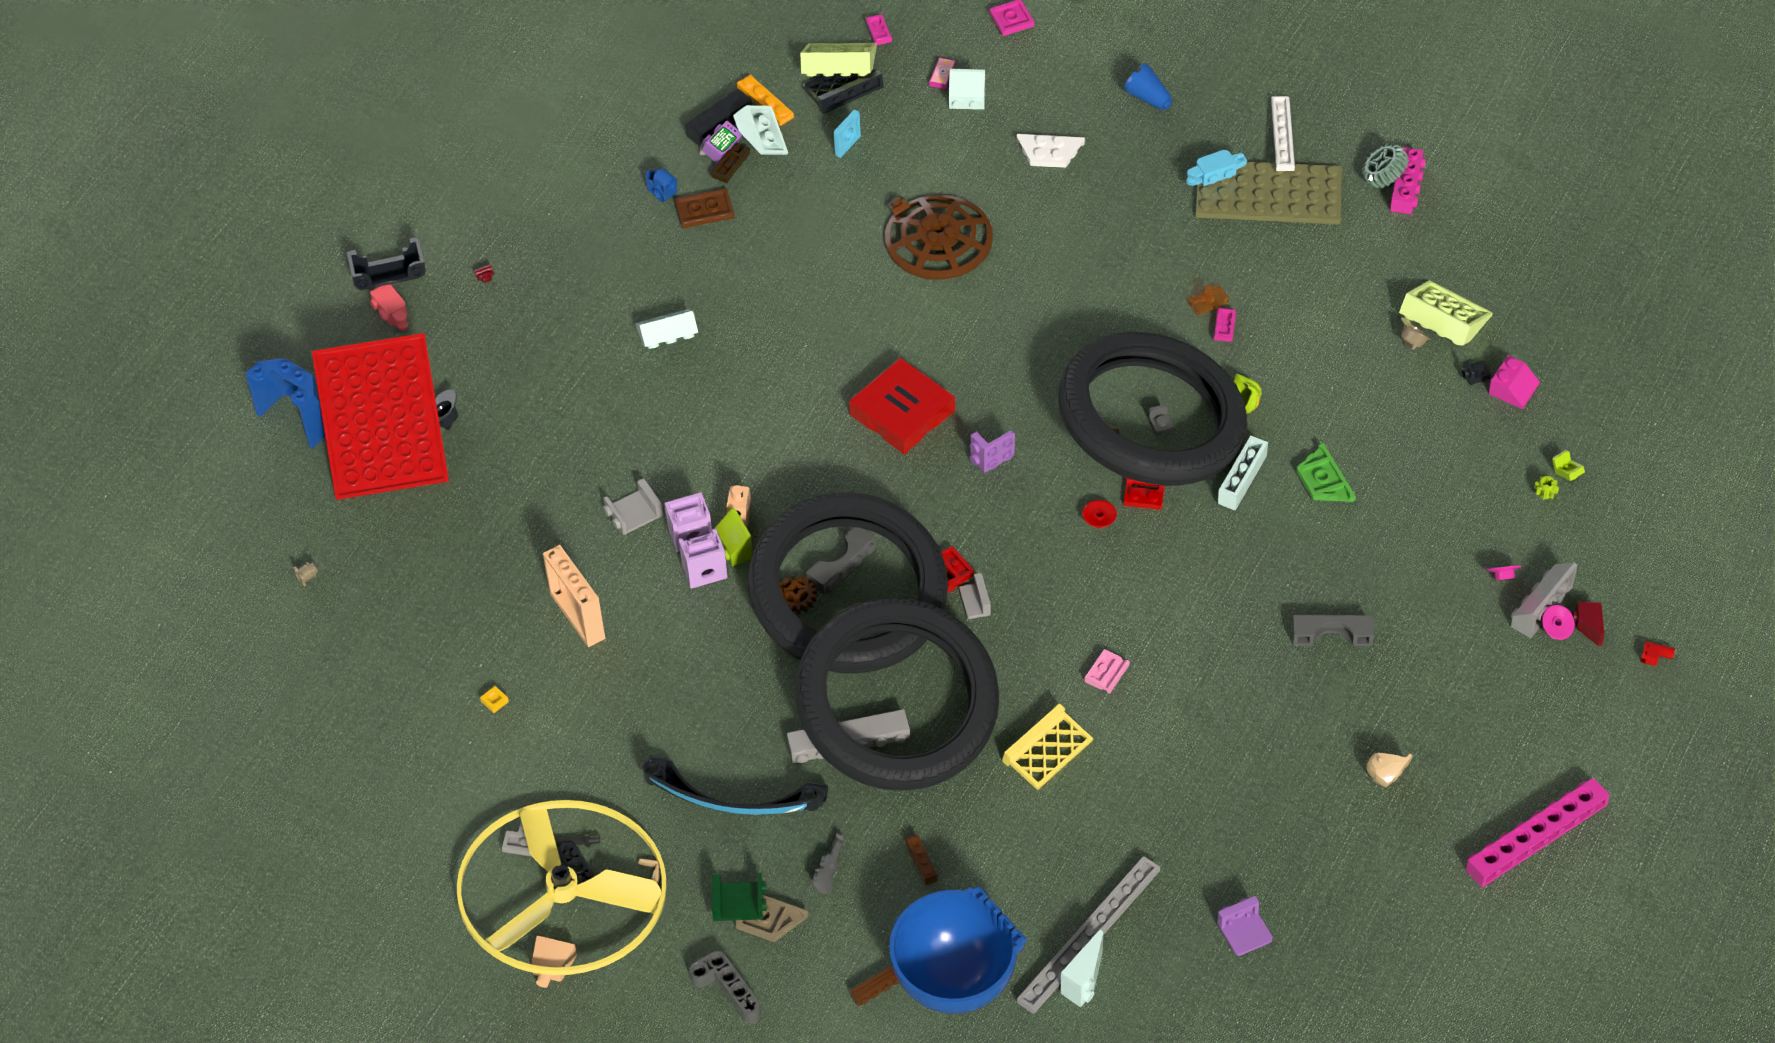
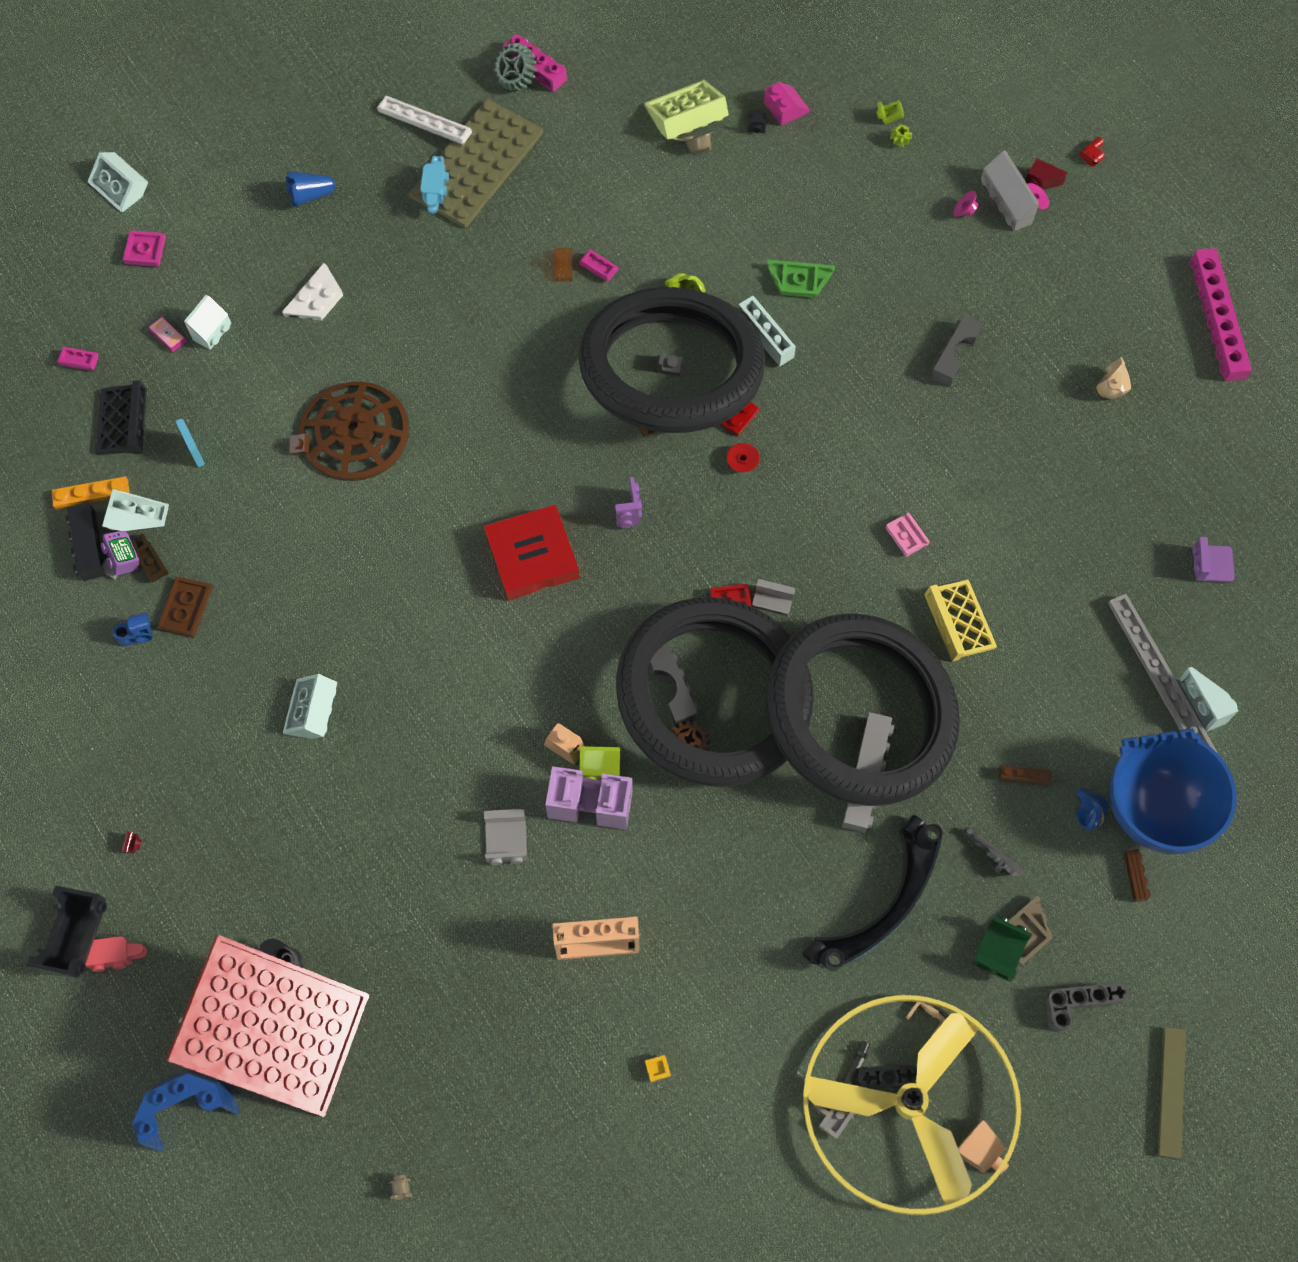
camera: 65 degrees left, 15 degrees up
(838, 58) = (91, 406): yellowish green slope -> none

